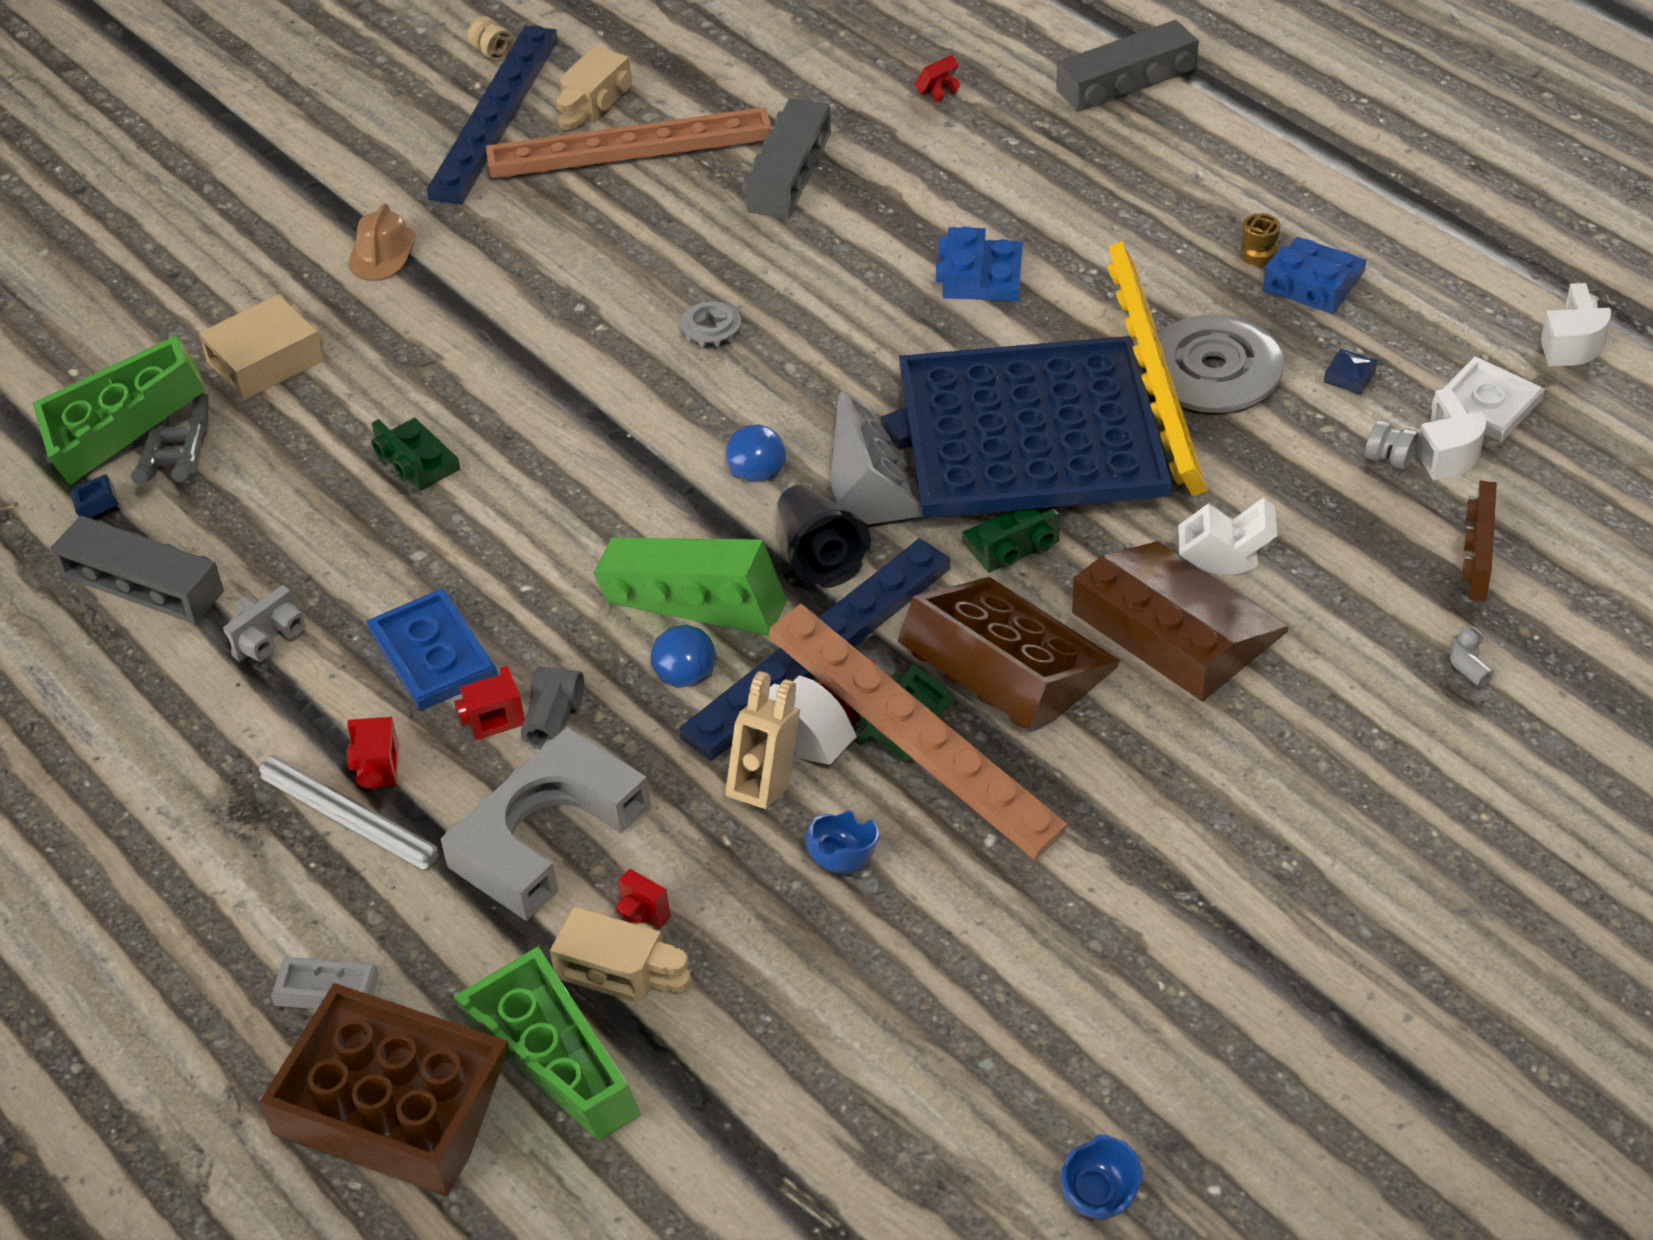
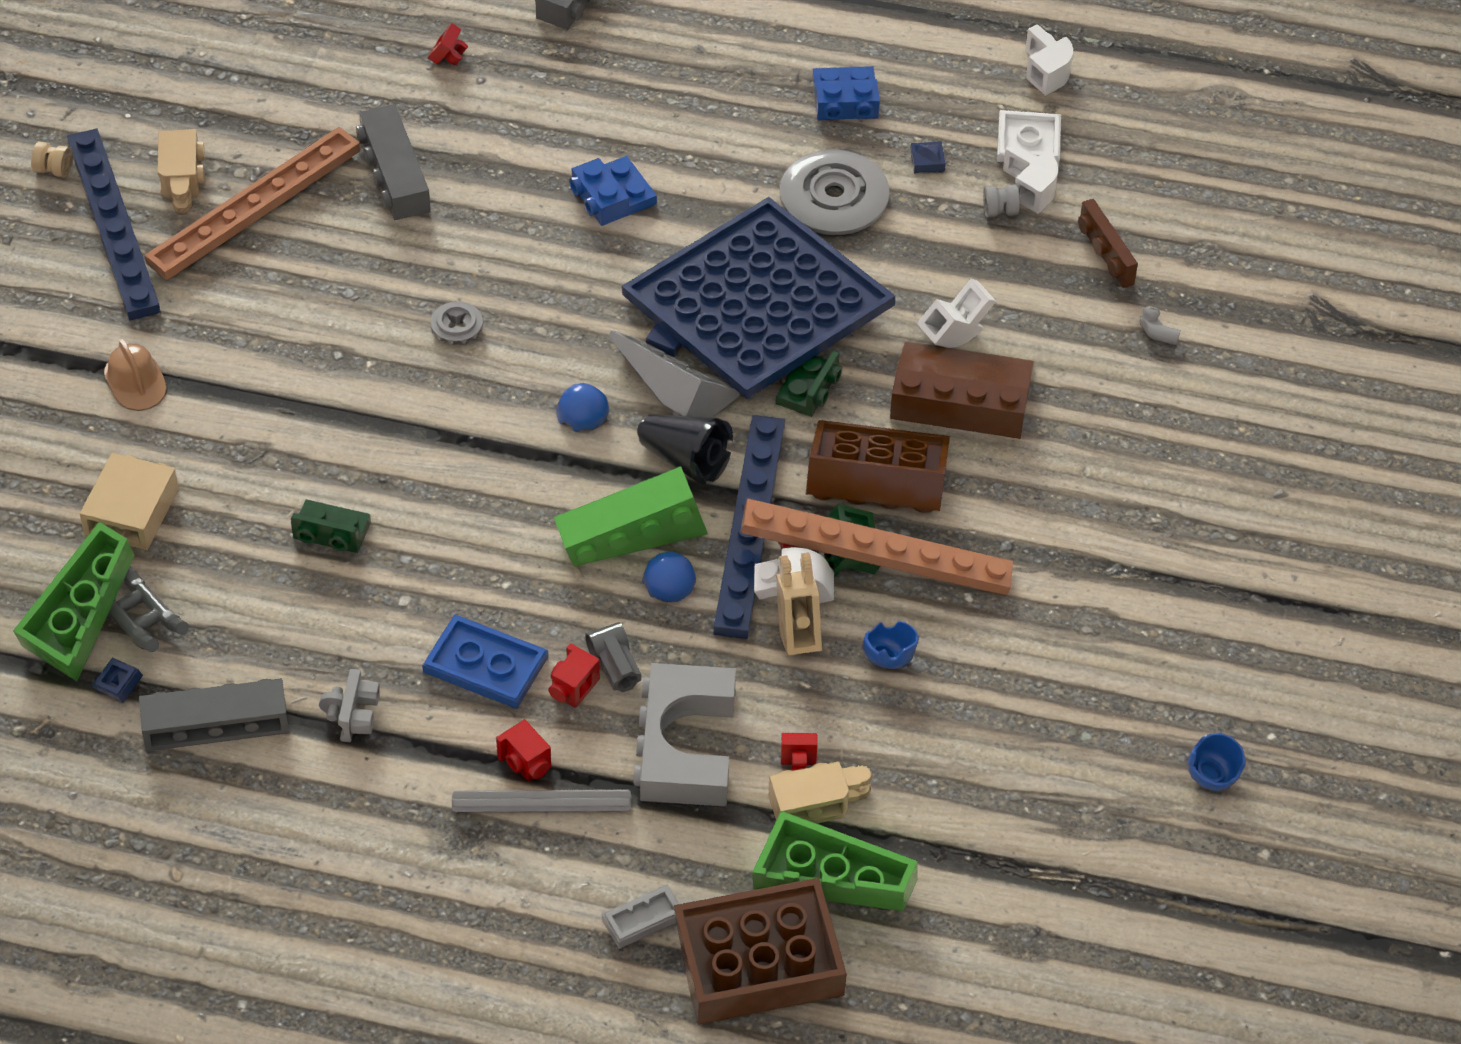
camera: 40 degrees left, 5 degrees up
(1158, 377) = (799, 205): yellow plate -> none
(1260, 238) = (792, 81): pearl gold wheel -> none

